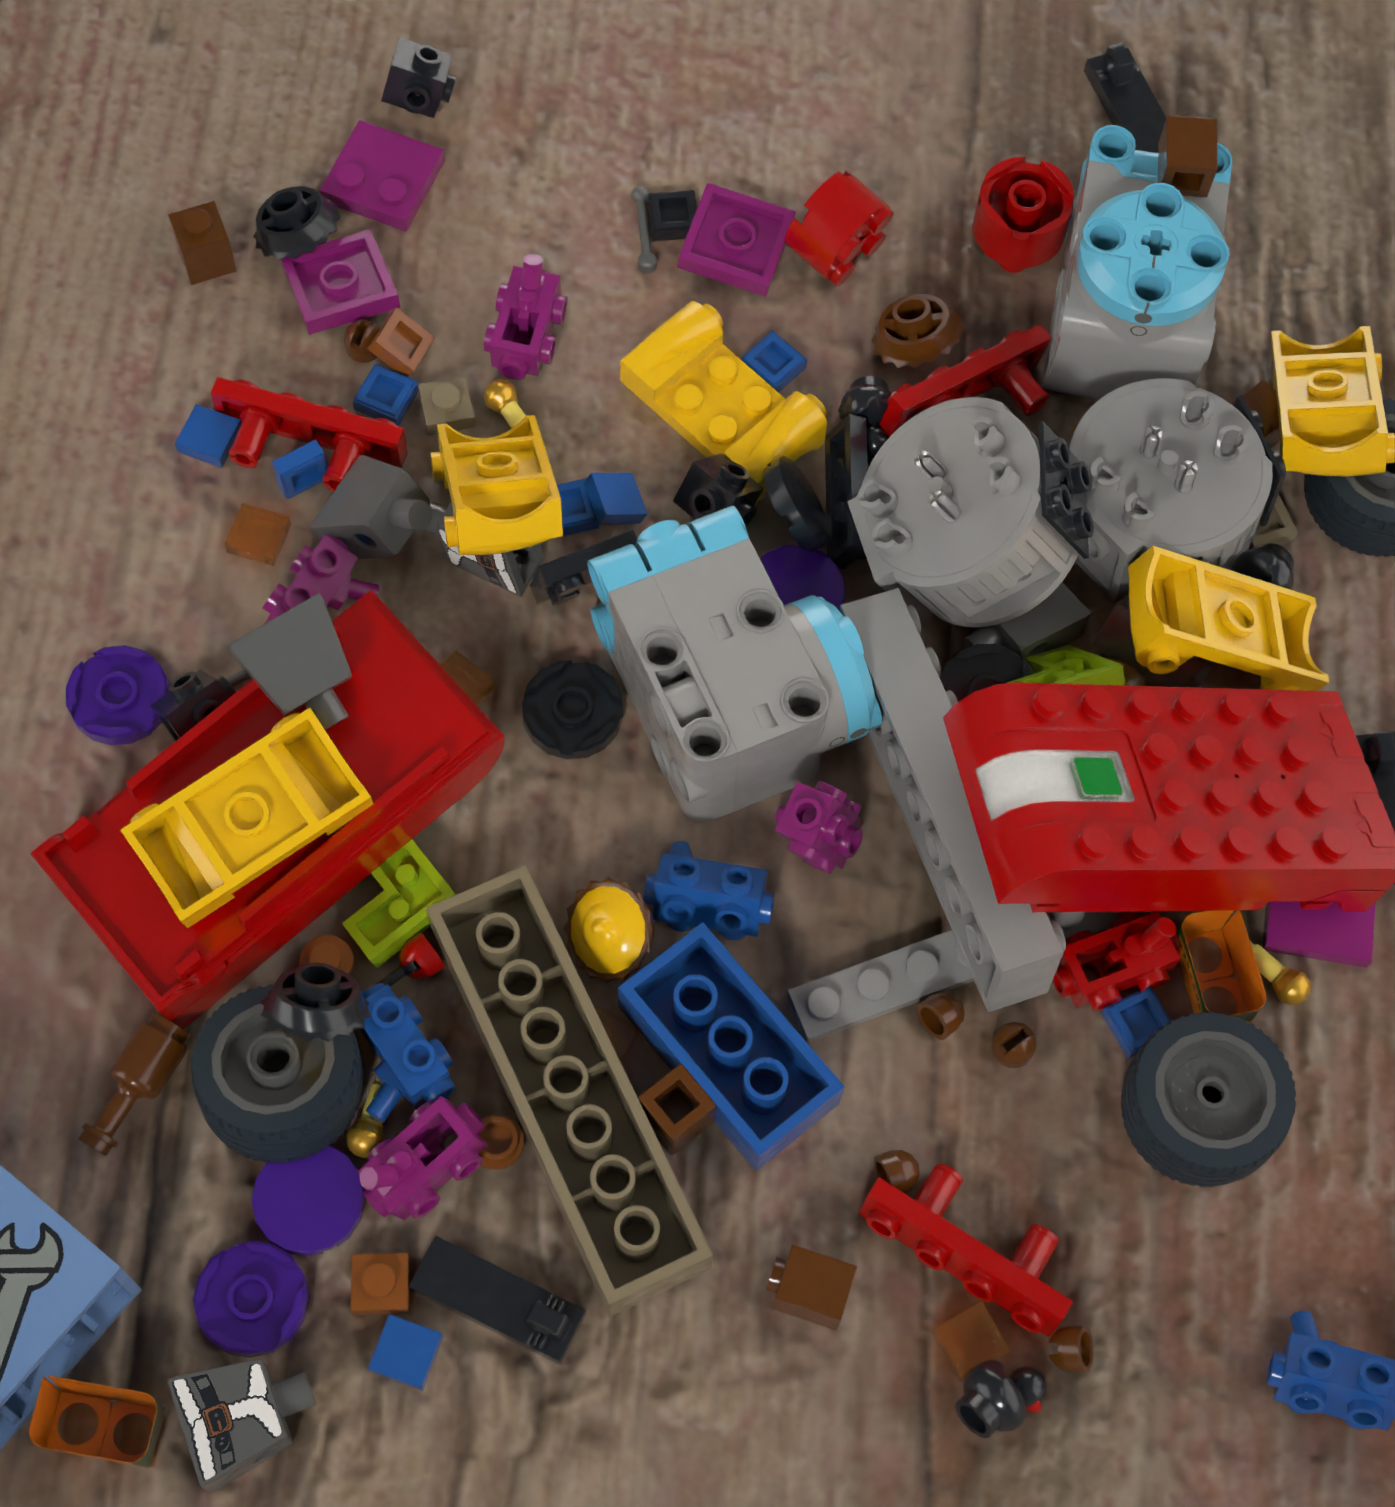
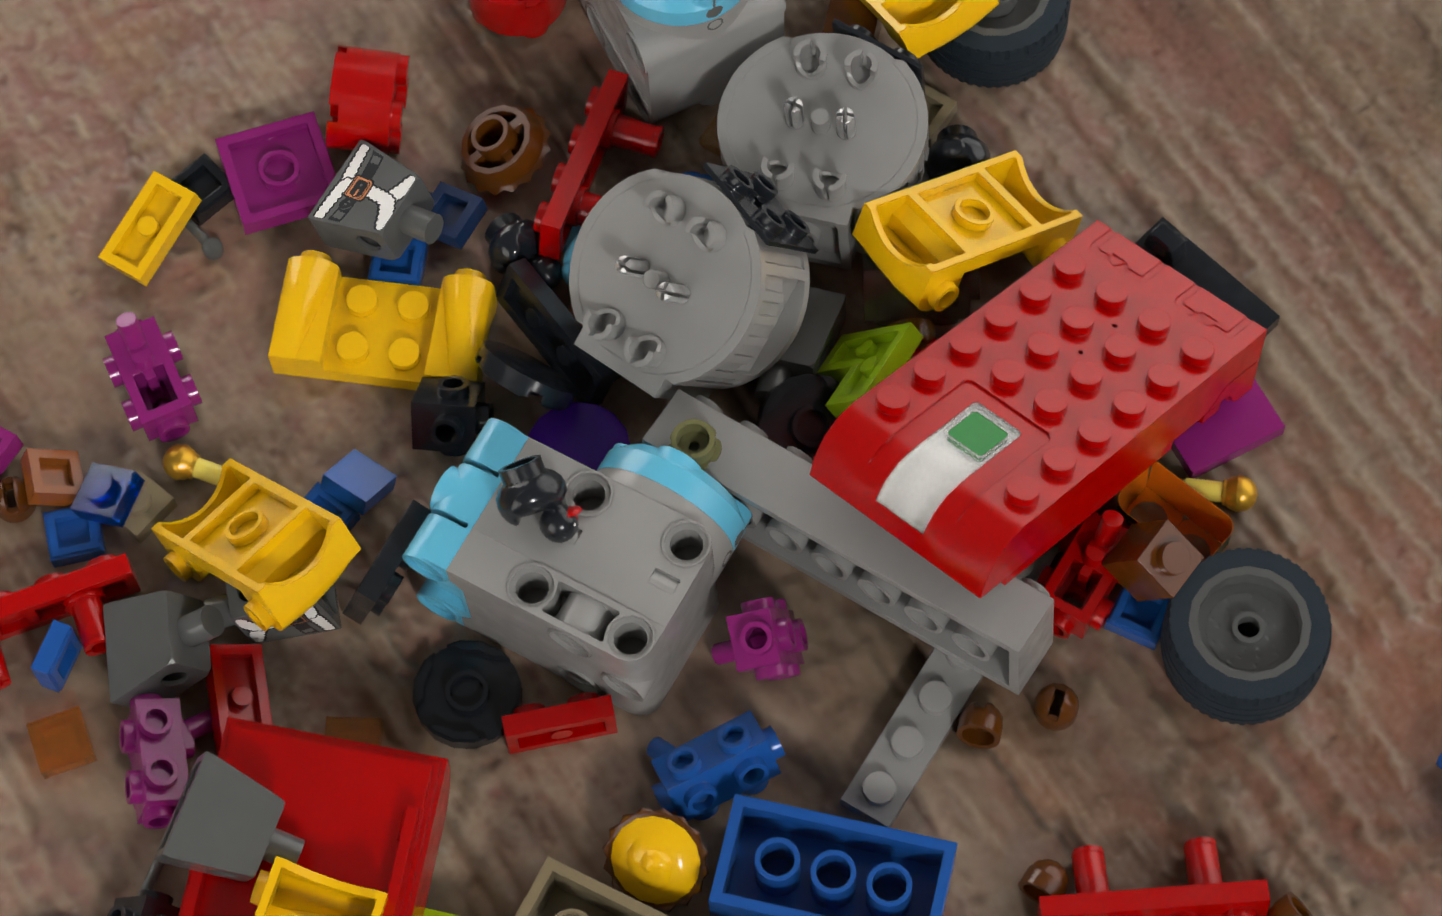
camera: 30 degrees left, 0 degrees up
(411, 581) = (237, 686): none -> red plate
(426, 379) = (107, 494): none -> clear blue plate
(606, 771) = (539, 726): none -> red plate
(611, 215) = (150, 228): none -> yellow plate
(717, 575) = (534, 489): none -> black animal
(783, 307) = (375, 206): none -> dark grey torso
(833, 349) = (459, 211): none -> dark blue plate
(879, 624) = (697, 432): none -> olive plate
(1174, 984) = (1153, 560): none -> reddish brown brick

